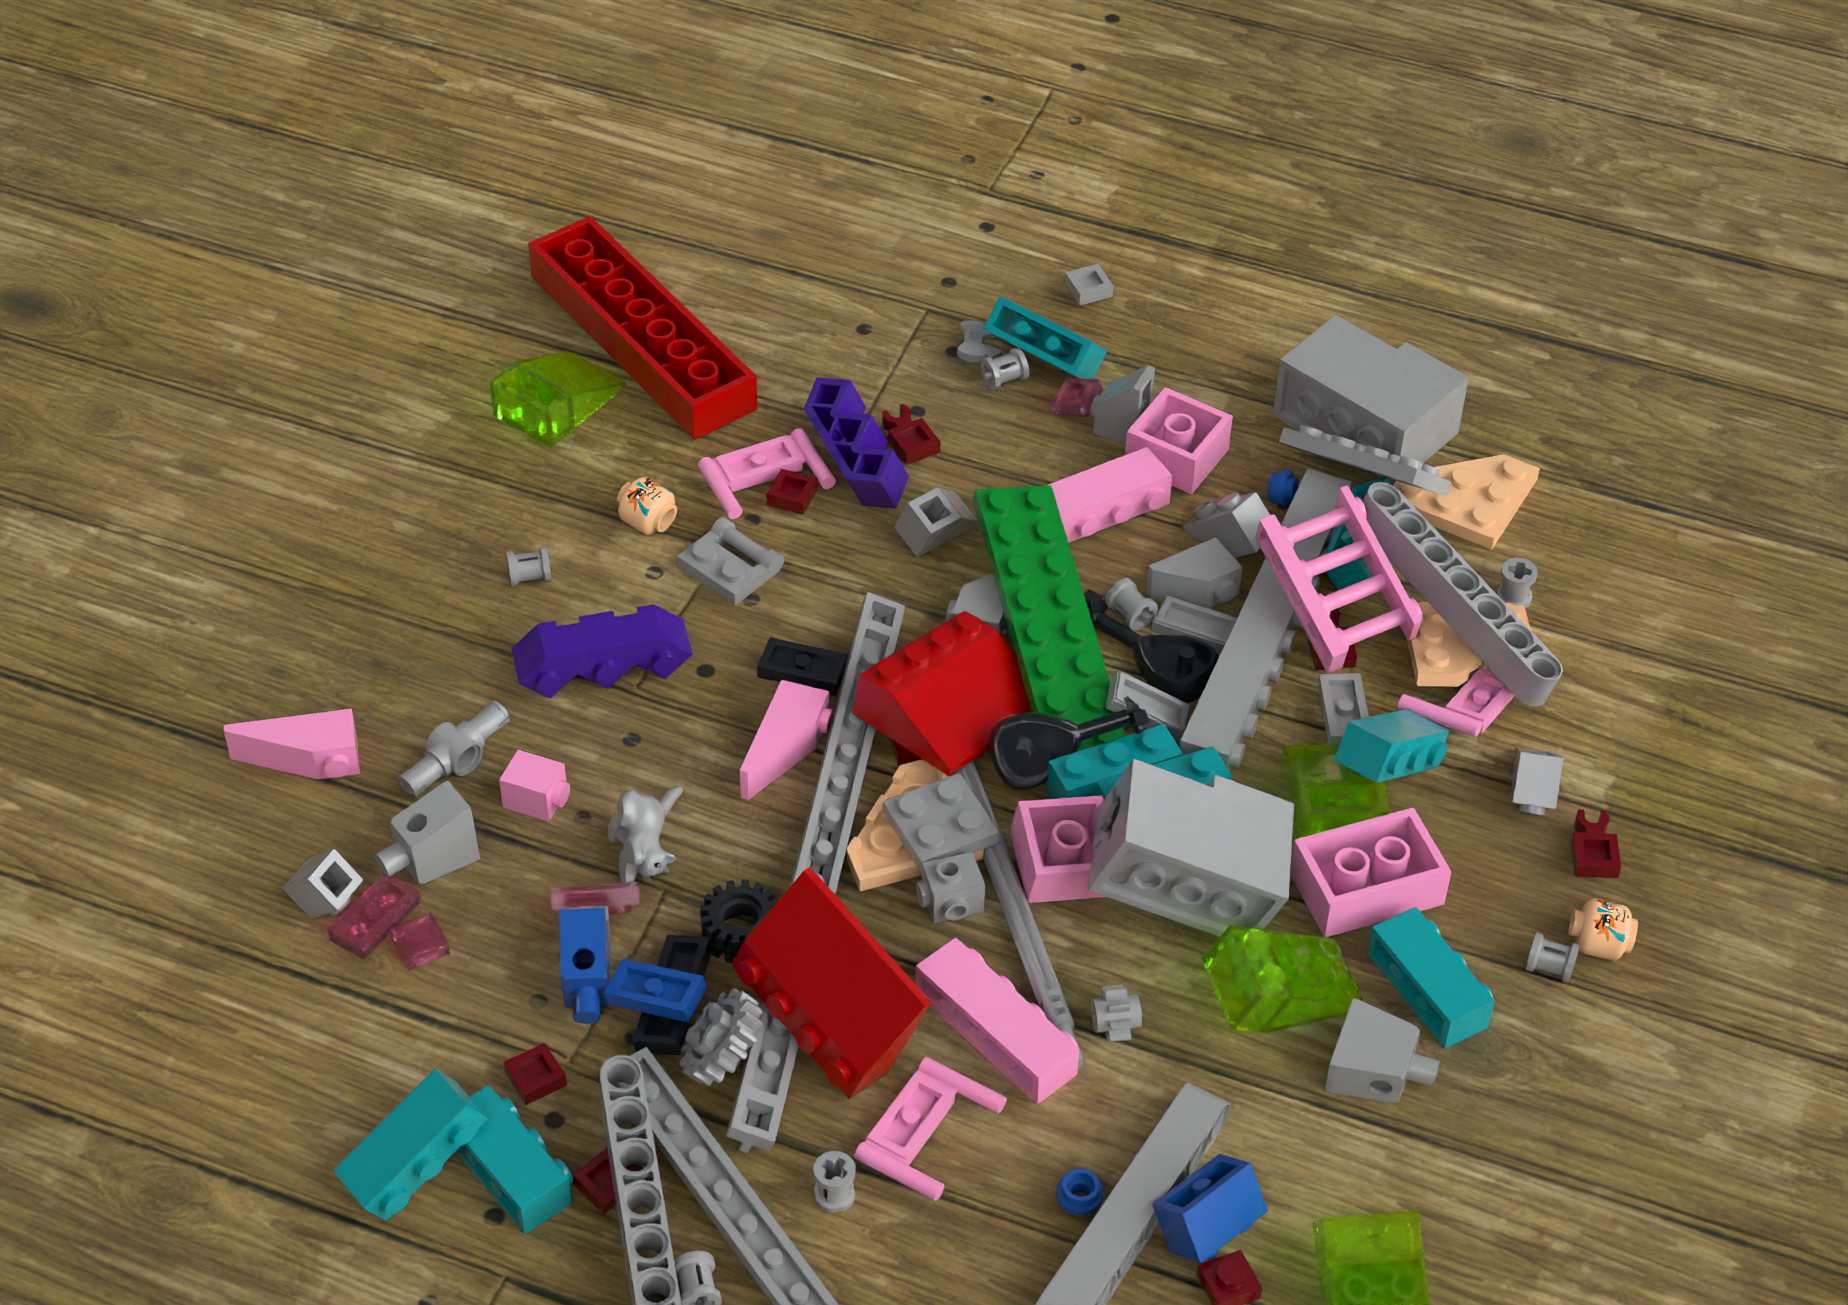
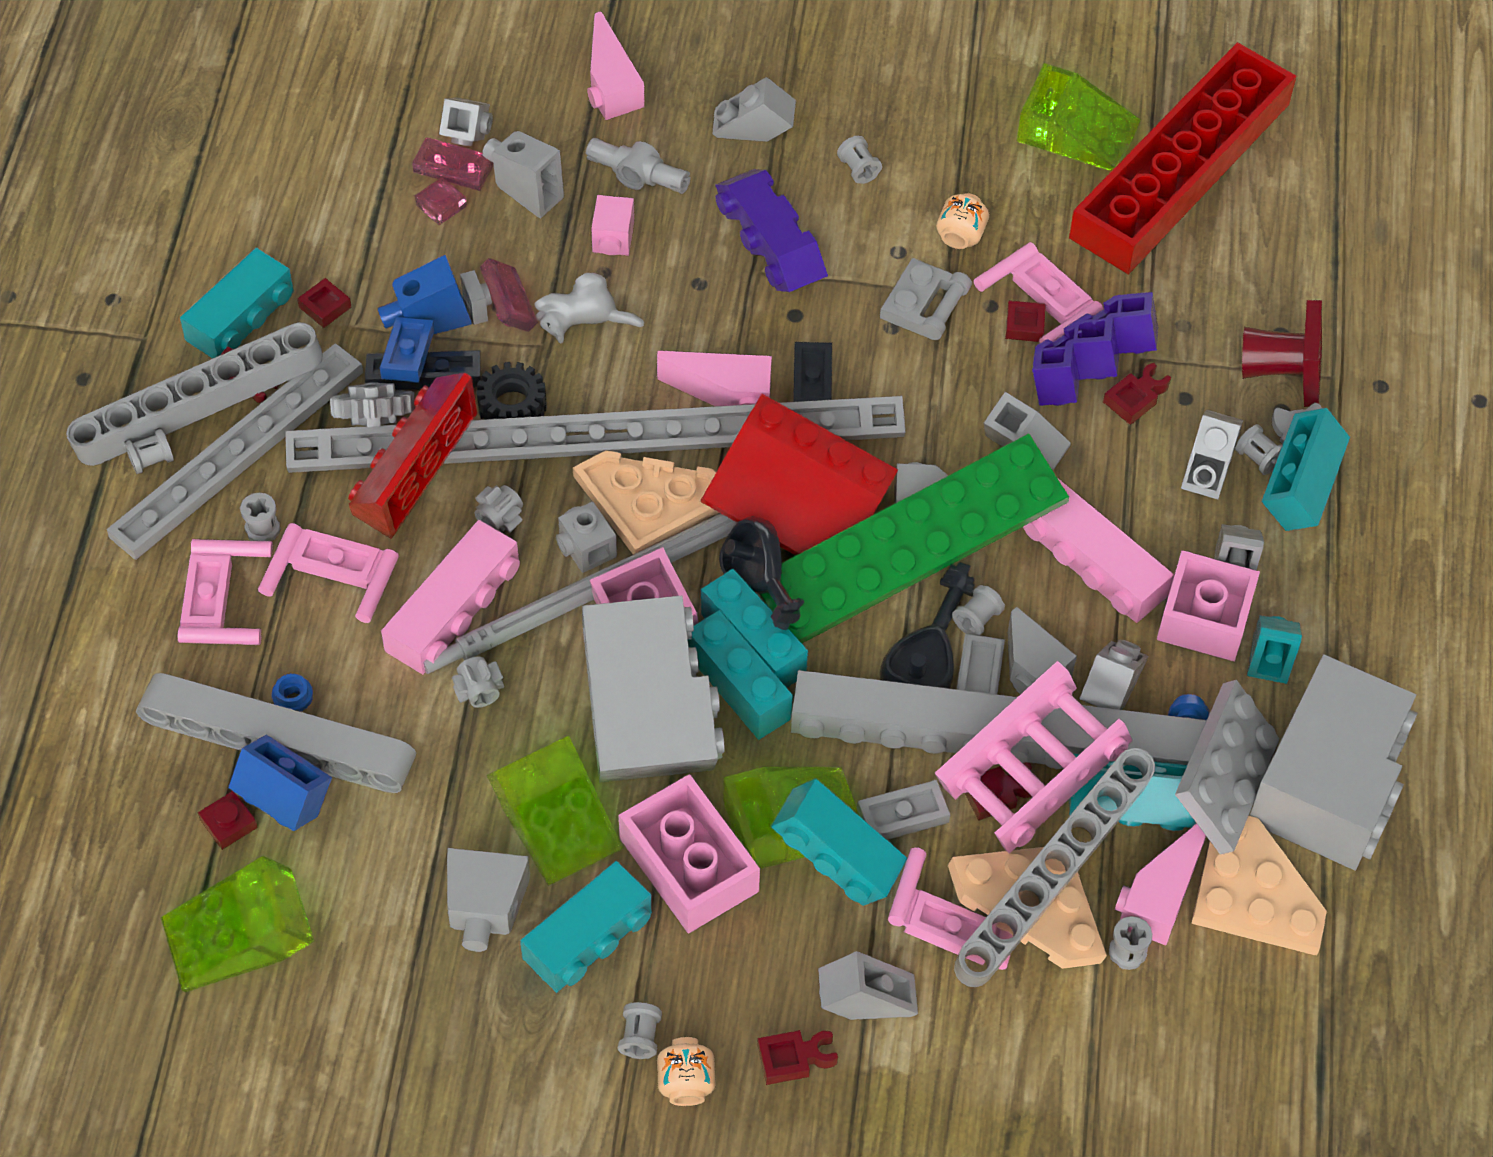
camera: 75 degrees right, 10 degrees up
(410, 1145) = (221, 235): teal brick -> none
(427, 636) = (755, 113): none -> light grey slope
(901, 948) = (499, 508): none -> light grey gear
(914, 304) = (1287, 353): none -> dark red plant
(922, 1251) = (208, 592): none -> bright pink plate
(940, 820) = (649, 508): light grey plate -> none
(999, 398) = (1211, 454): none -> slope
(1076, 397) = (1245, 512): clear pink plate -> none
(1088, 284) = (1420, 496): light grey plate -> none
(1159, 705) = (845, 639): light grey tile -> none
(1241, 399) = (1274, 648): none -> teal slope
(1474, 543) = (1162, 885): none -> bright pink slope

